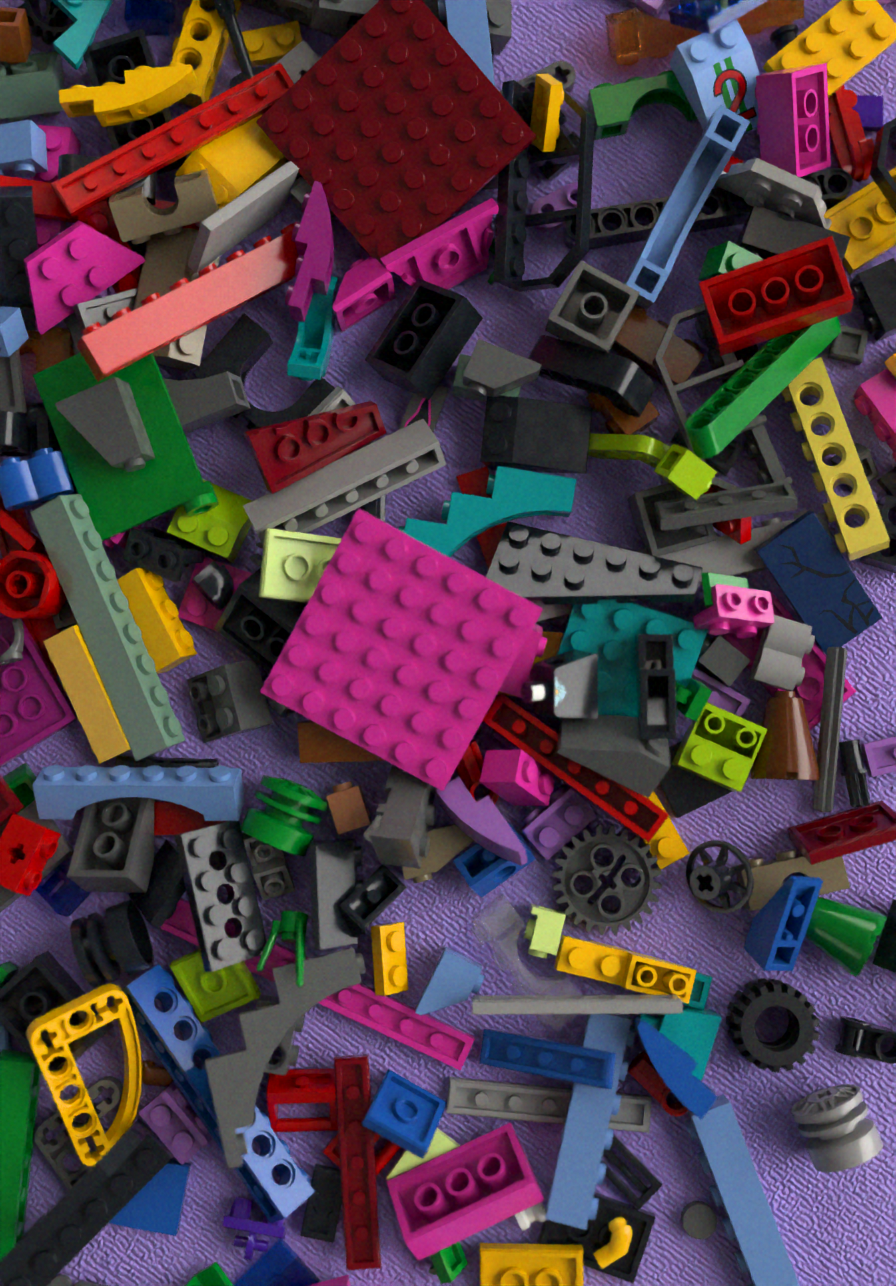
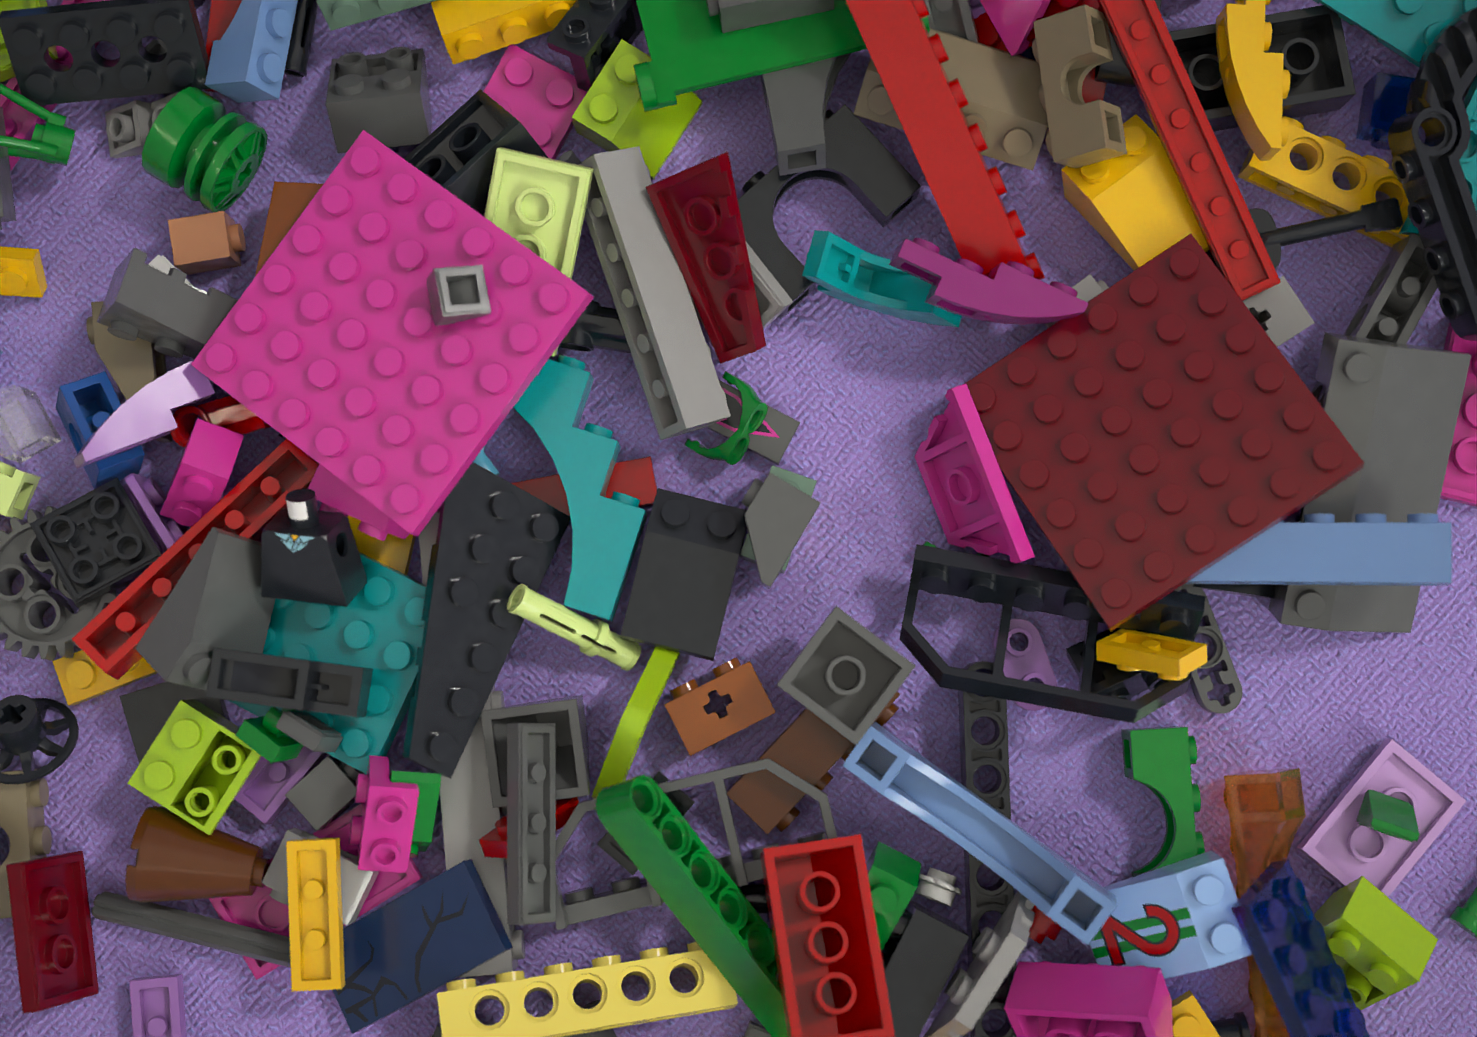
camera: 95 degrees right, 0 degrees up
(215, 585) = (538, 97): black piece -> none
(242, 216) = (1052, 196): light grey tile -> none
(272, 42) = (1324, 280): yellow plate -> none
(332, 882) = (90, 206): black slope -> none
(362, 292) = (931, 354): dark pink slope -> none
(370, 899) = (71, 252): black slope -> none
(372, 599) = (457, 294): none -> dark grey slope
(419, 406) = (752, 417): none -> green cap
(424, 338) = (846, 433): black brick -> none
(574, 846) = (96, 542): none -> black tile
(587, 495) = (590, 635): none -> yellowish green pin
(594, 372) = (760, 665): black beam -> none
(685, 471) = (586, 769): lime brick -> none
(686, 668) = (309, 731): none -> dark grey tile
(719, 238) = (938, 887): none -> white plate
(809, 645) = (315, 914): none -> yellow plate
(854, 773) = (141, 958): black axle -> none

